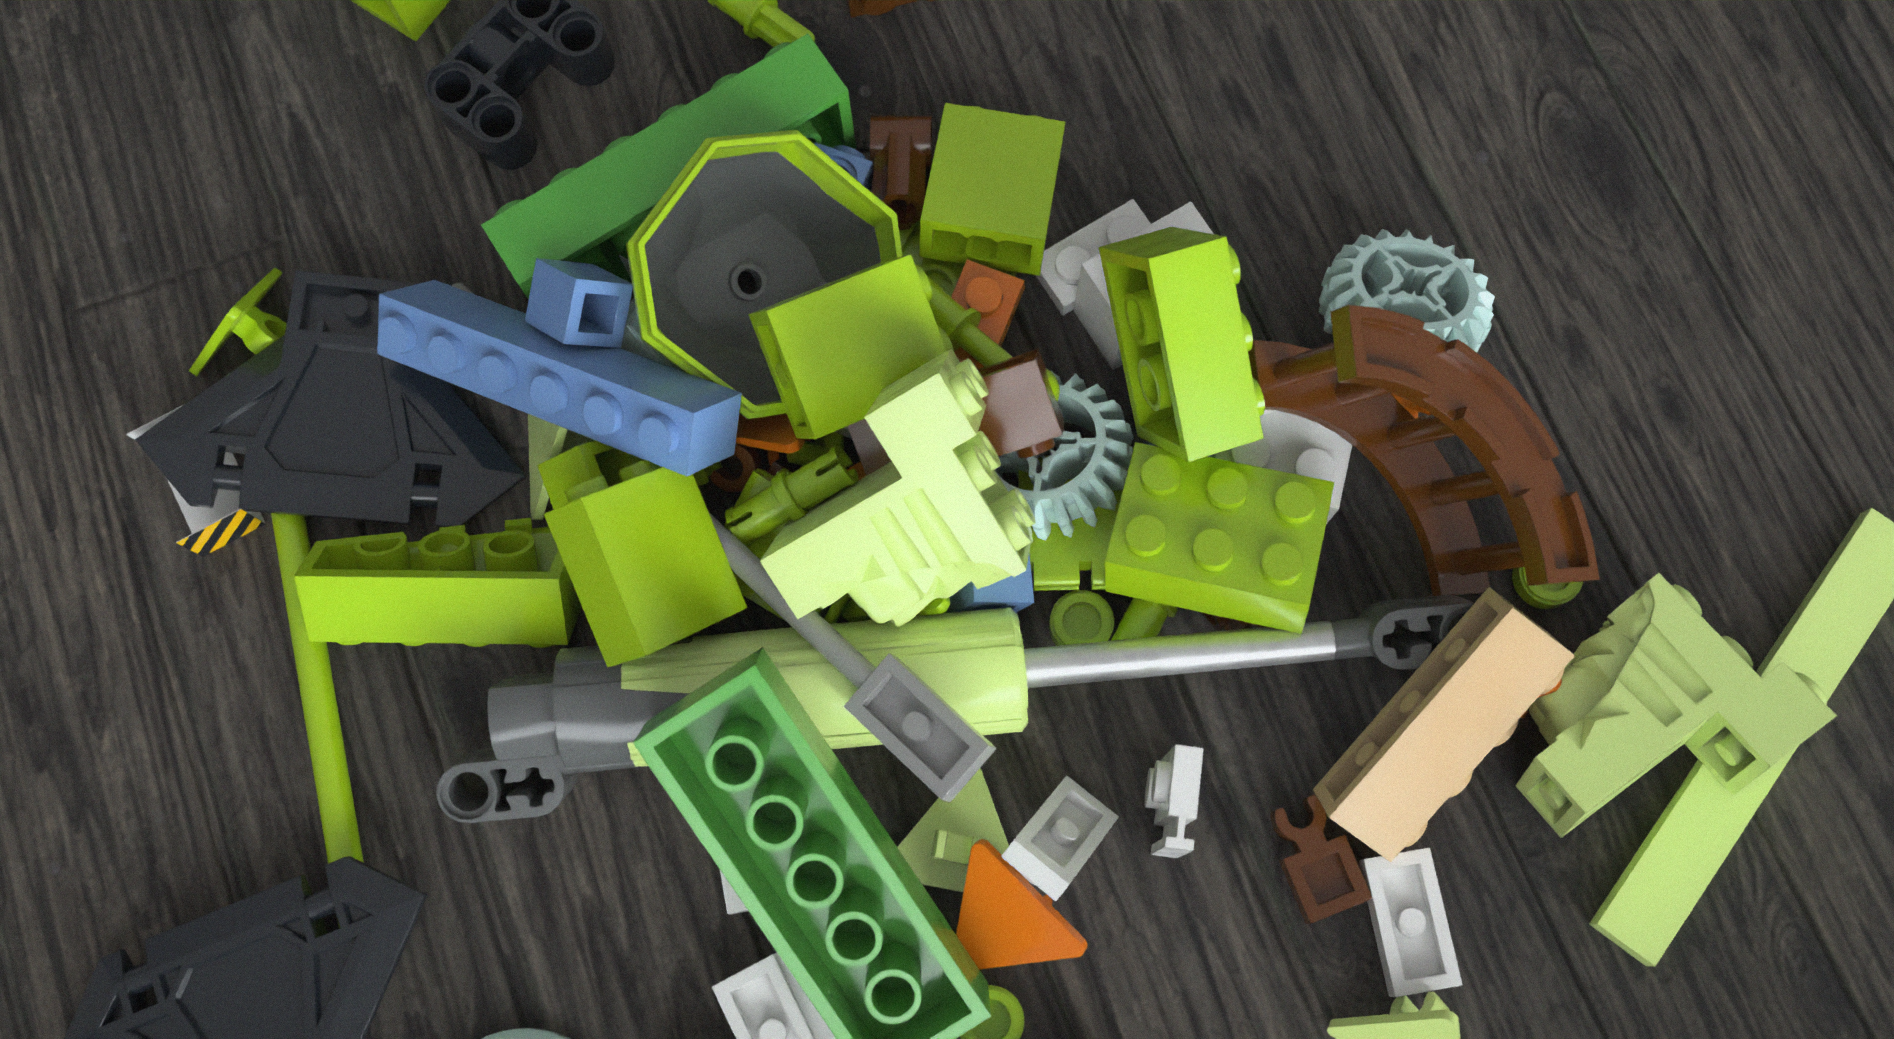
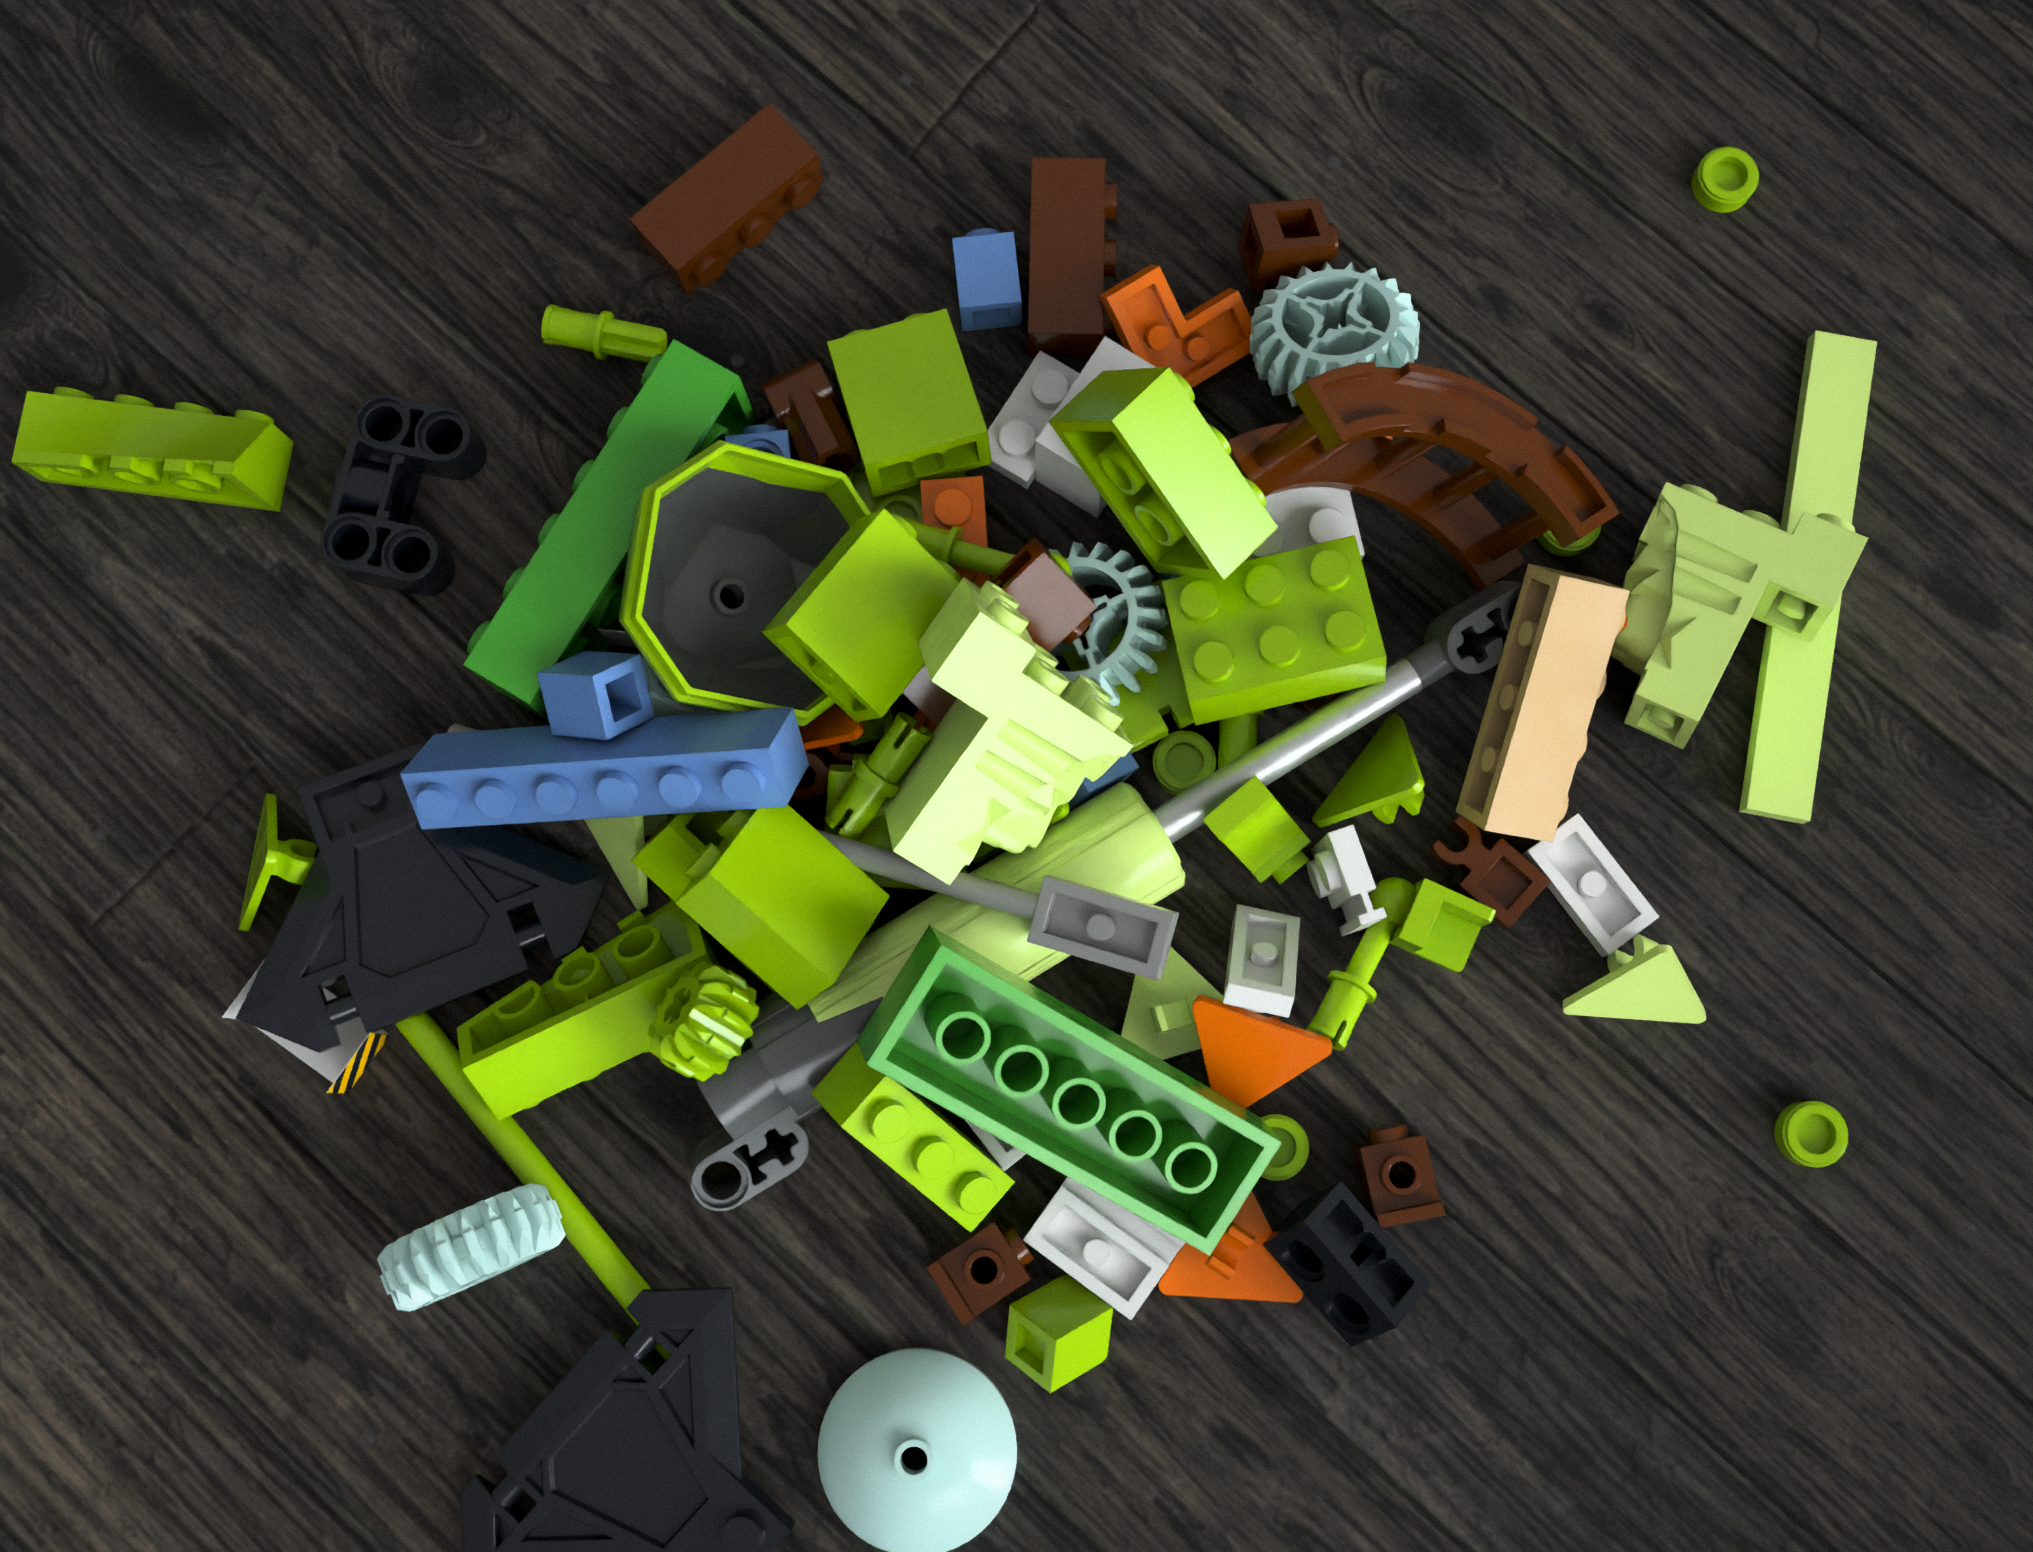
camera: 25 degrees left, 5 degrees up
(219, 738) = (470, 1246): none -> light aqua gear
(521, 637) = (703, 1021): none -> lime gear
(631, 995) = (955, 1277): none -> reddish brown brick
(653, 844) = (913, 1139): none -> lime brick
(1113, 713) = (1259, 832): none -> lime slope
(1115, 117) = (987, 280): none -> medium blue brick
(1199, 127) = (1069, 255): none -> reddish brown brick
(1215, 852) = (1350, 989): none -> lime pin
(1247, 889) = (1441, 925): none -> lime panel
(1254, 725) = (1378, 779): none -> lime piece
(1268, 254) = (1159, 333): none -> orange plate
(1402, 198) = (1283, 238): none -> reddish brown brick
(1845, 333) = (1725, 179): none -> lime tile

